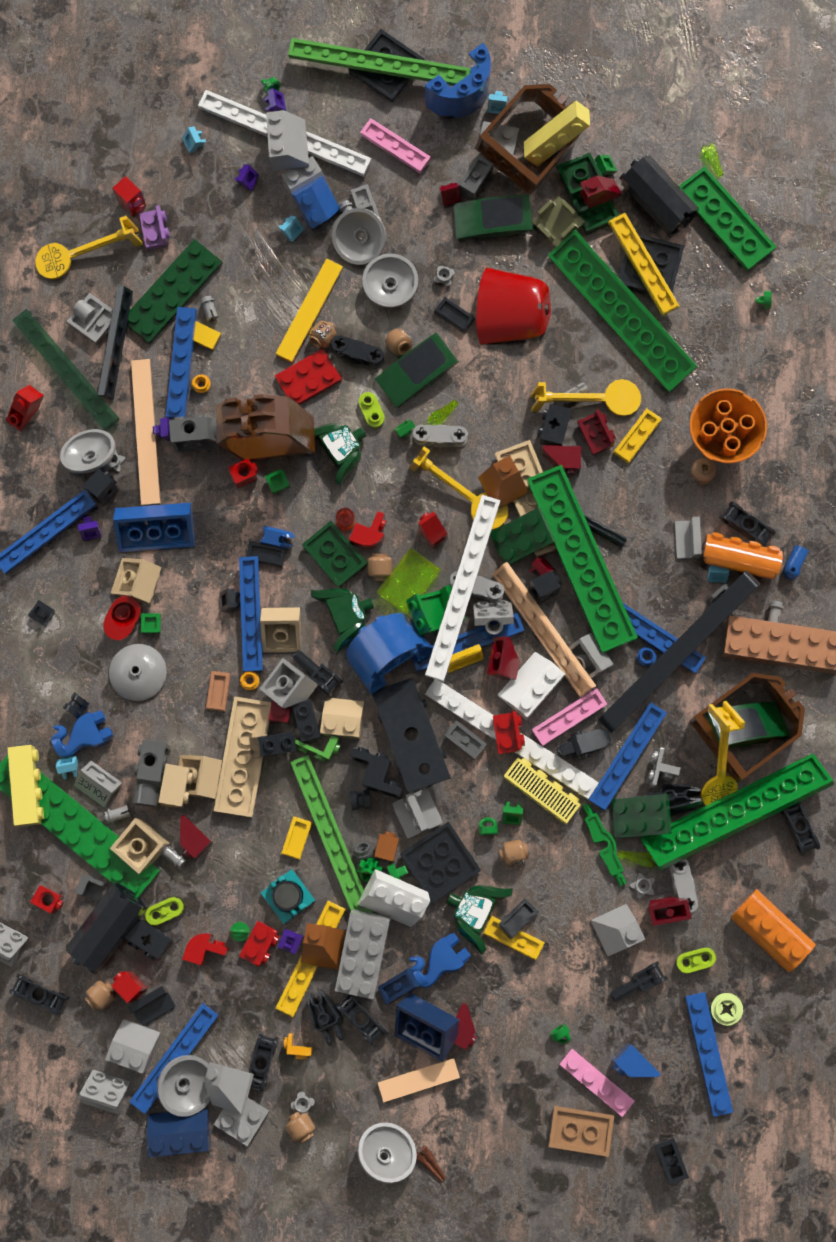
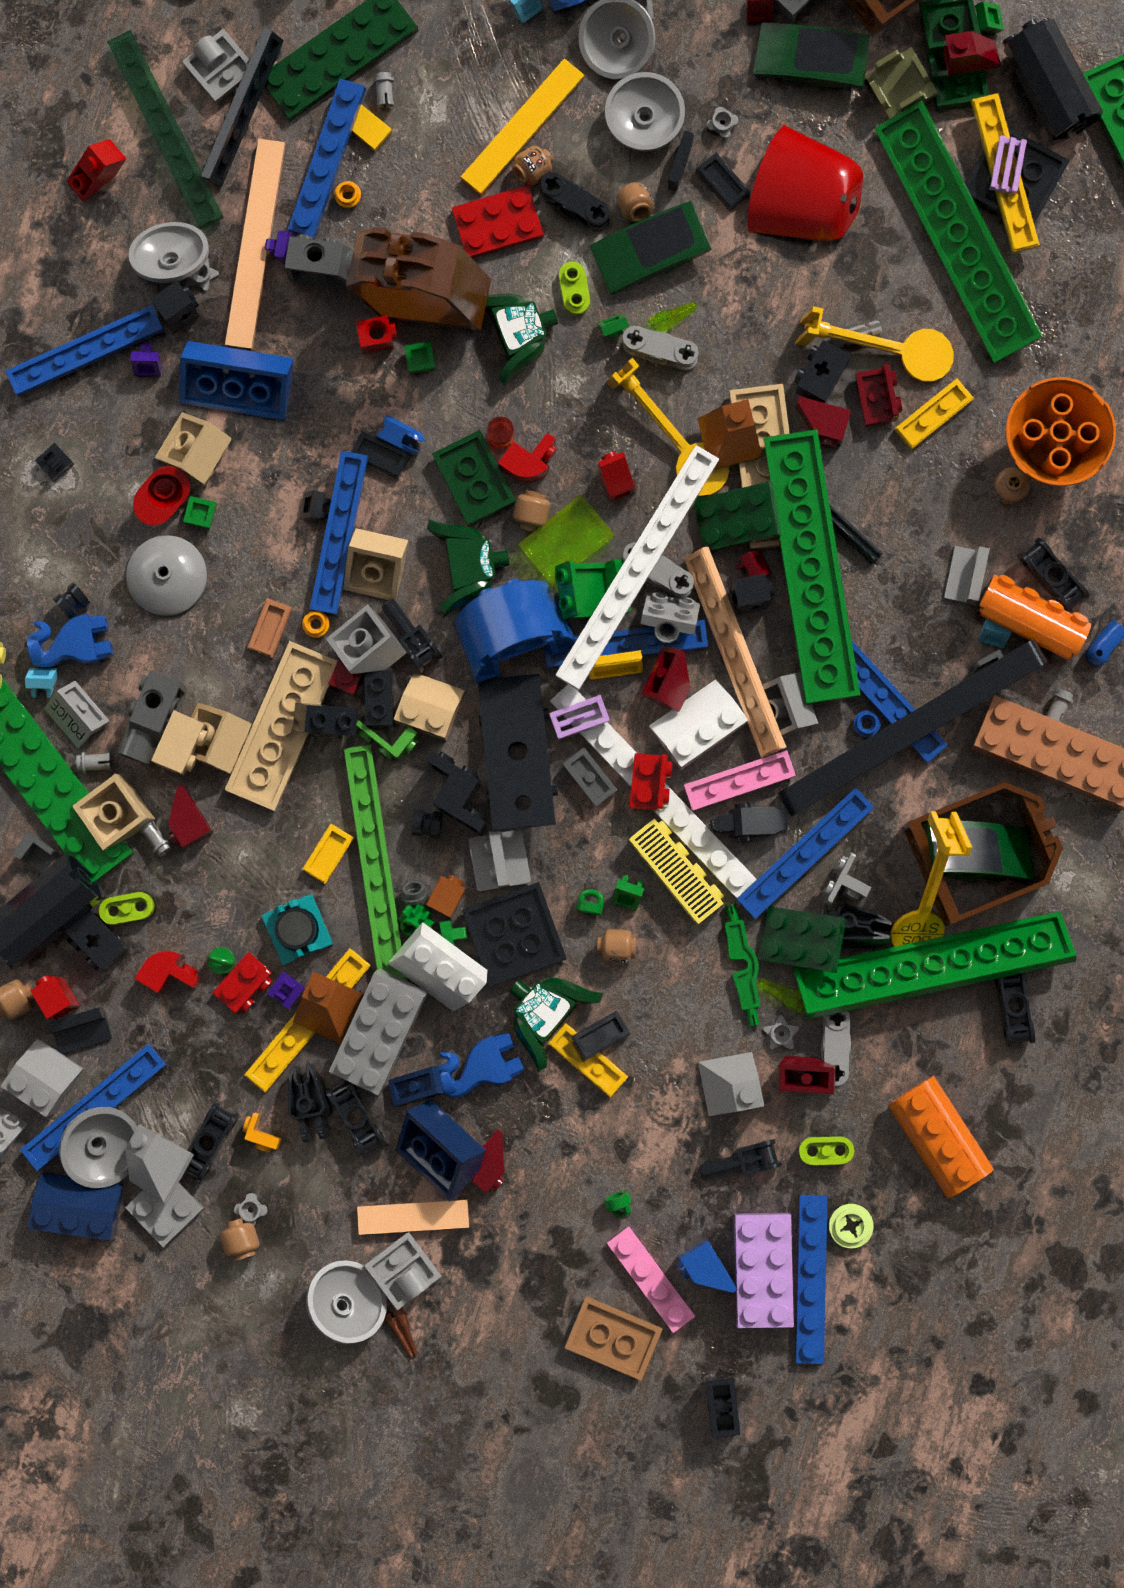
camera: 15 degrees right, 5 degrees up
(421, 1120) = (402, 1271): none -> light grey plate
(422, 307) = (680, 160): none -> black tile
(451, 707) = (558, 725): none -> lavender tile
(644, 242) = (1012, 143): none -> lavender tile
(674, 1056) = (763, 1270): none -> lavender brick

